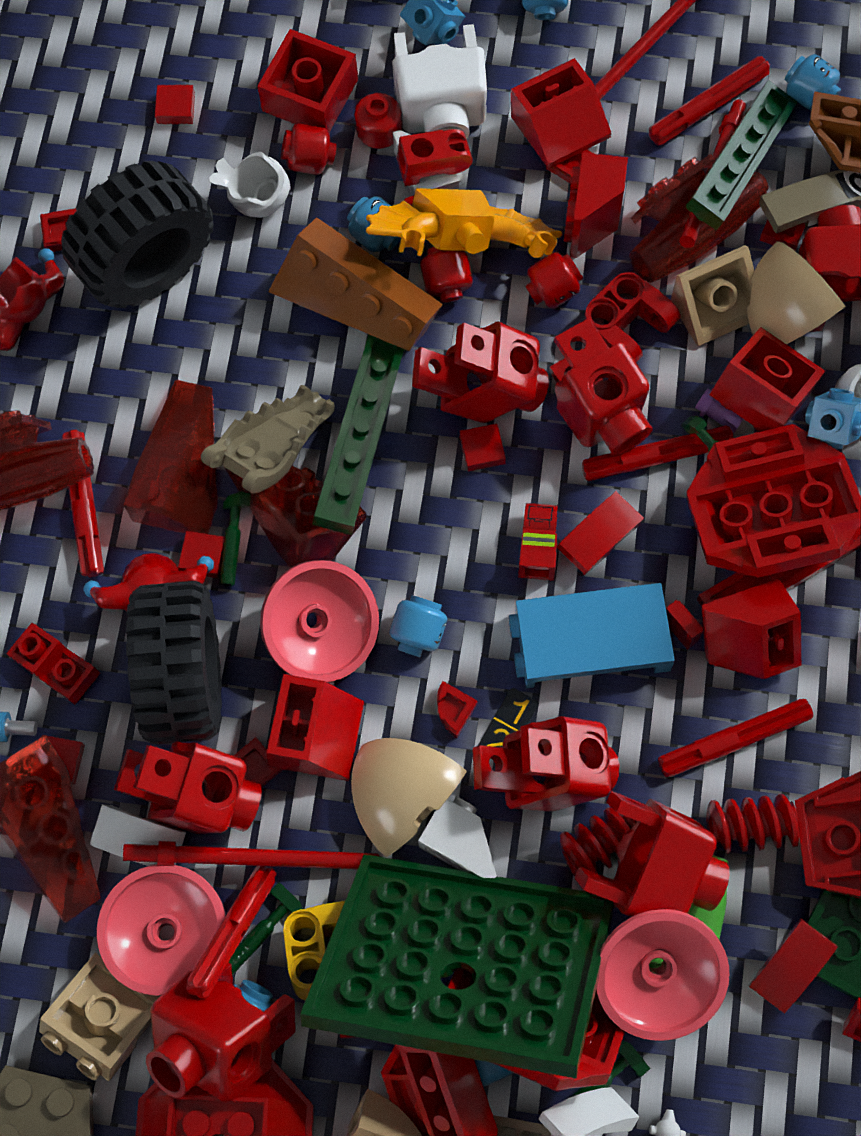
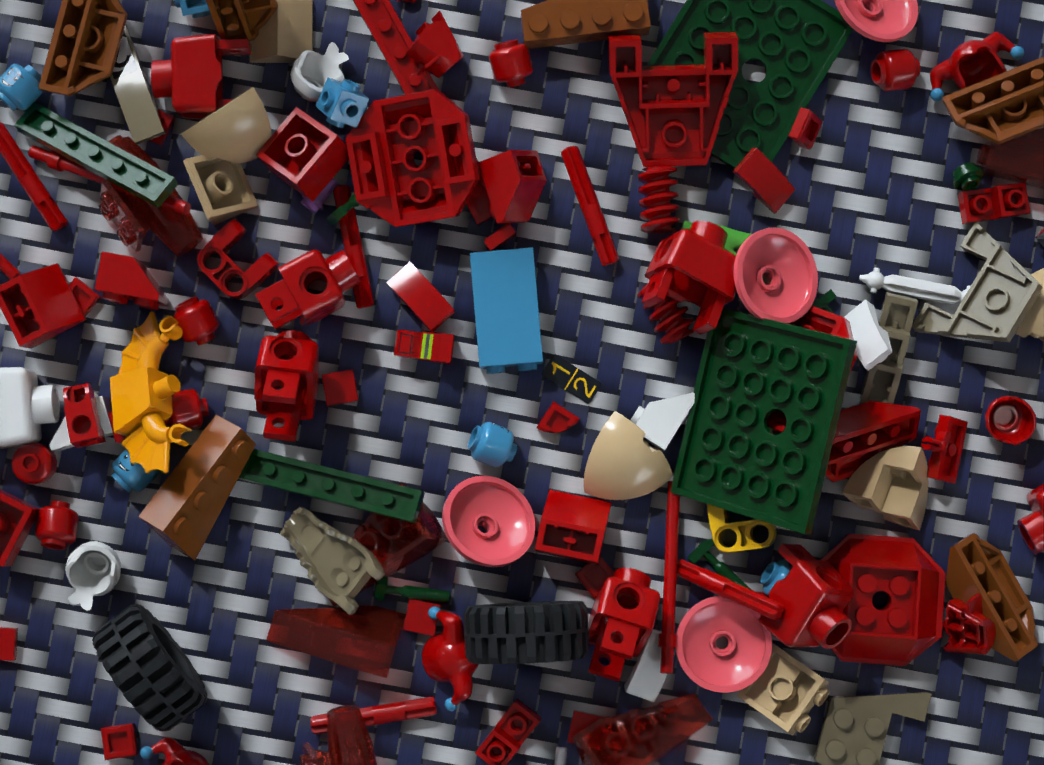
camera: 90 degrees left, 15 degrees up
(564, 749) = (615, 327): red piece -> none

